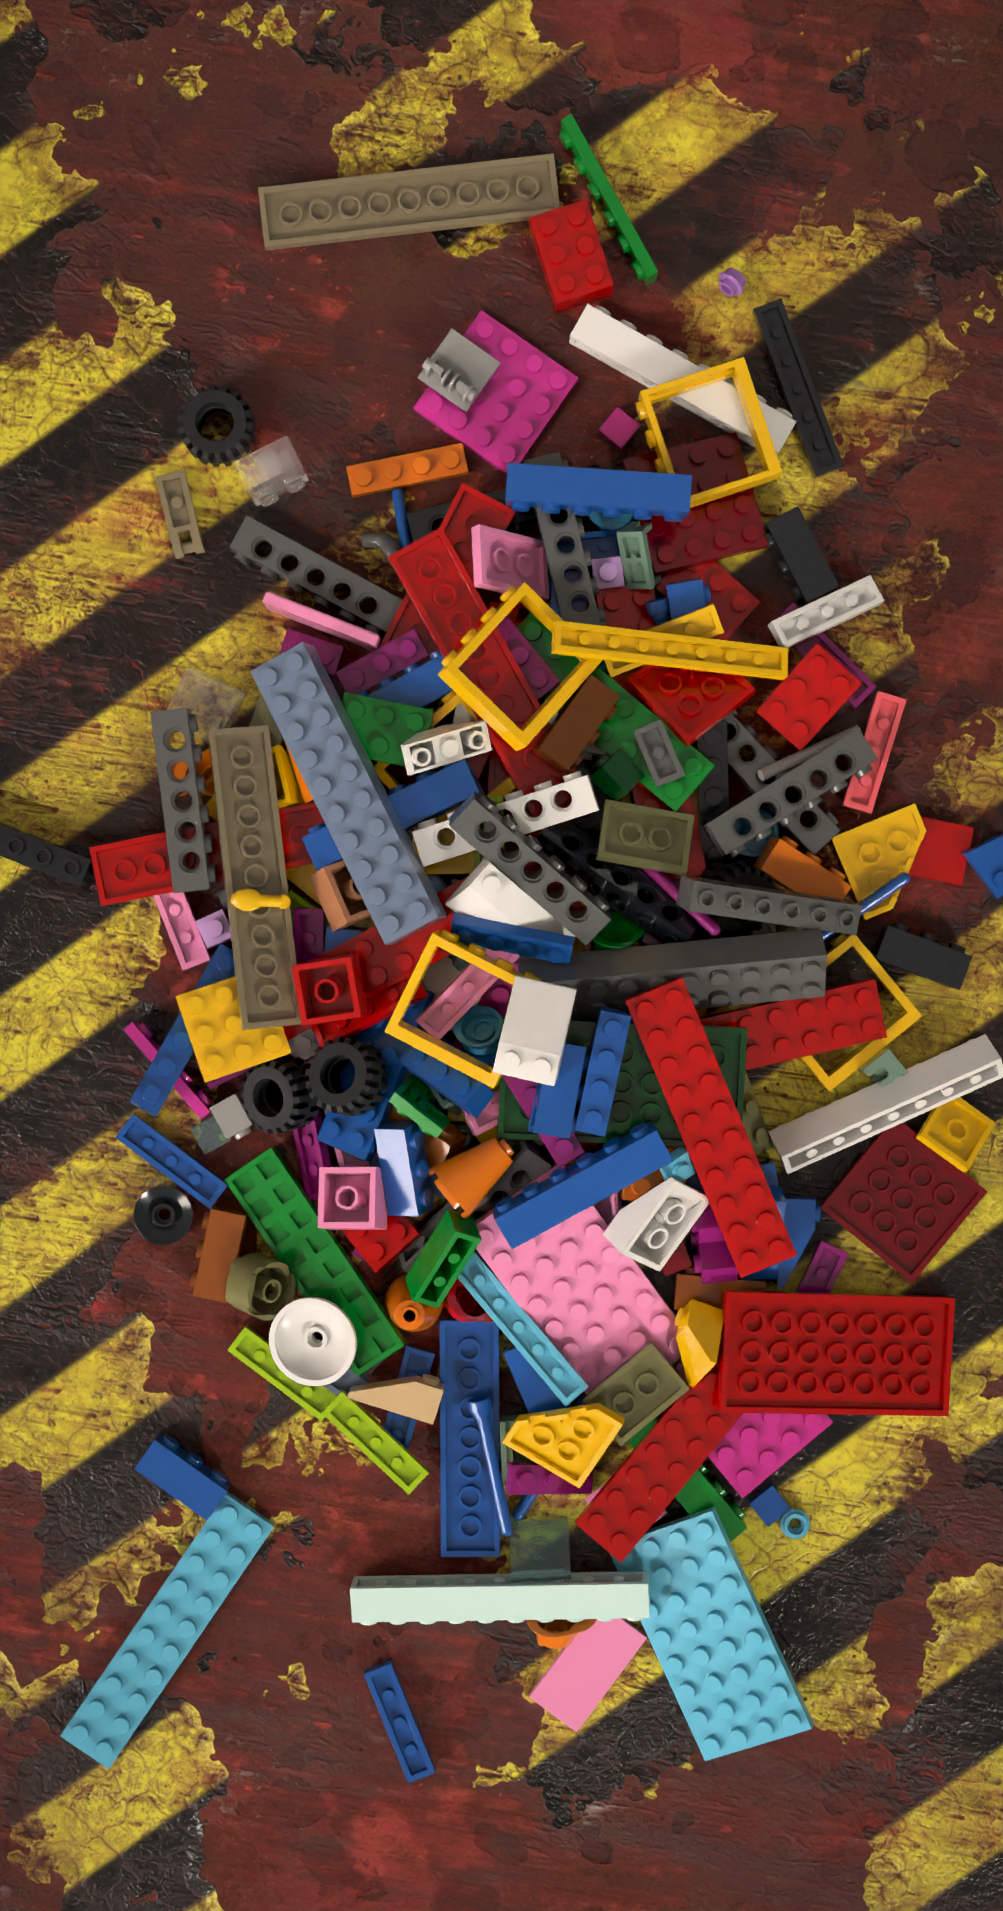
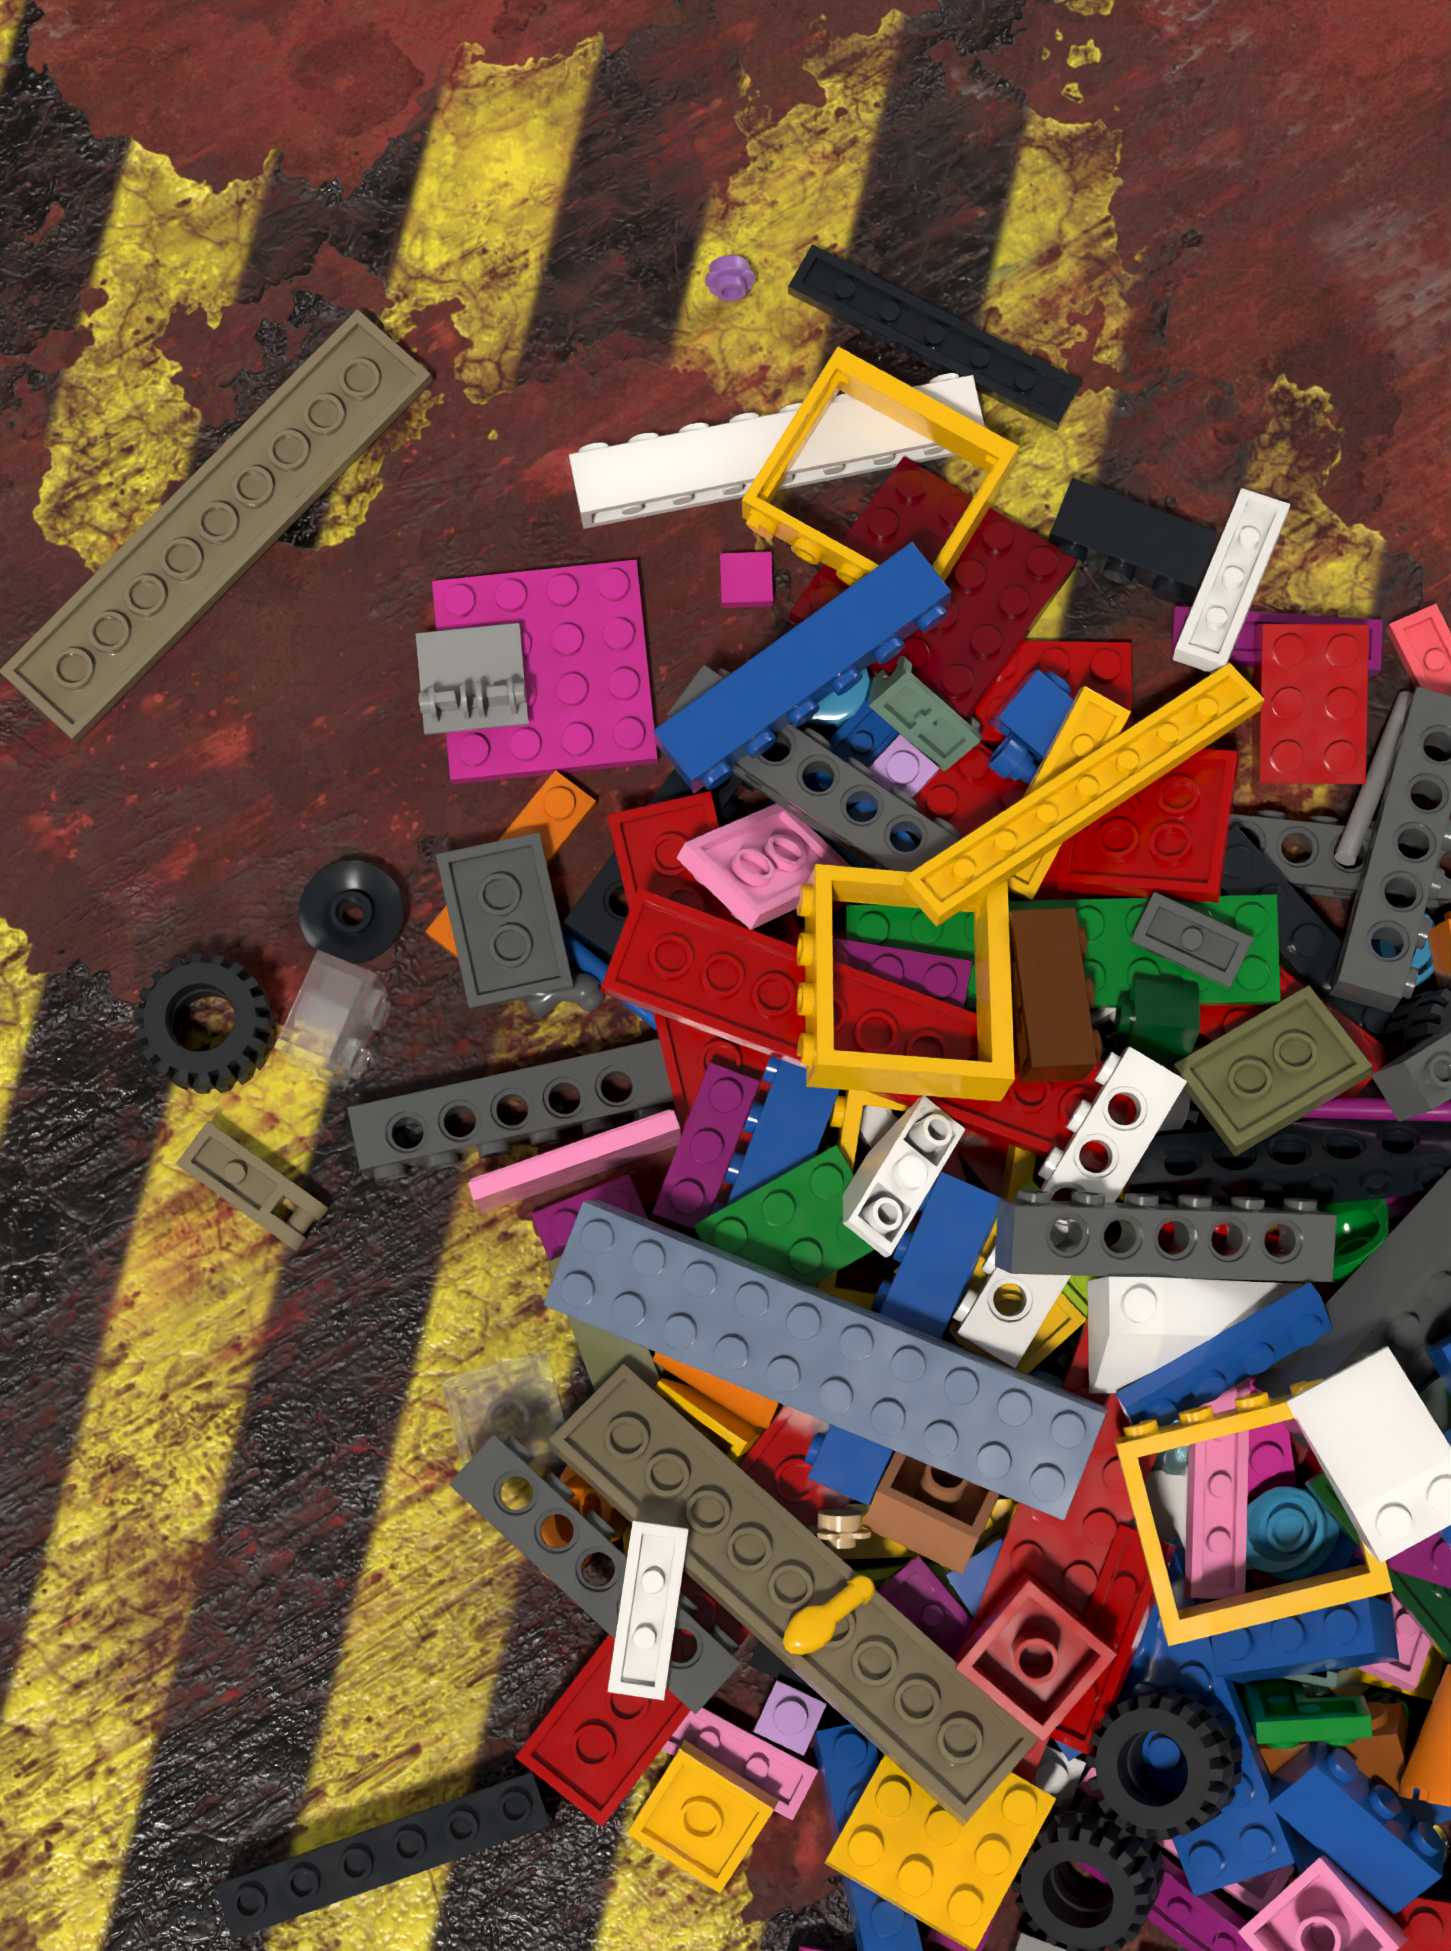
camera: 40 degrees left, 10 degrees down
(146, 937) = (702, 1816): none -> yellow plate
(188, 834) = (648, 1610): none -> white plate
(299, 869) = (839, 1528): none -> tan plate
(313, 417) = (347, 887): none -> black dish
(381, 491) = (504, 921): none -> dark grey plate
(571, 256) = (492, 416): red brick -> none
(601, 190) = (463, 303): green plate -> none

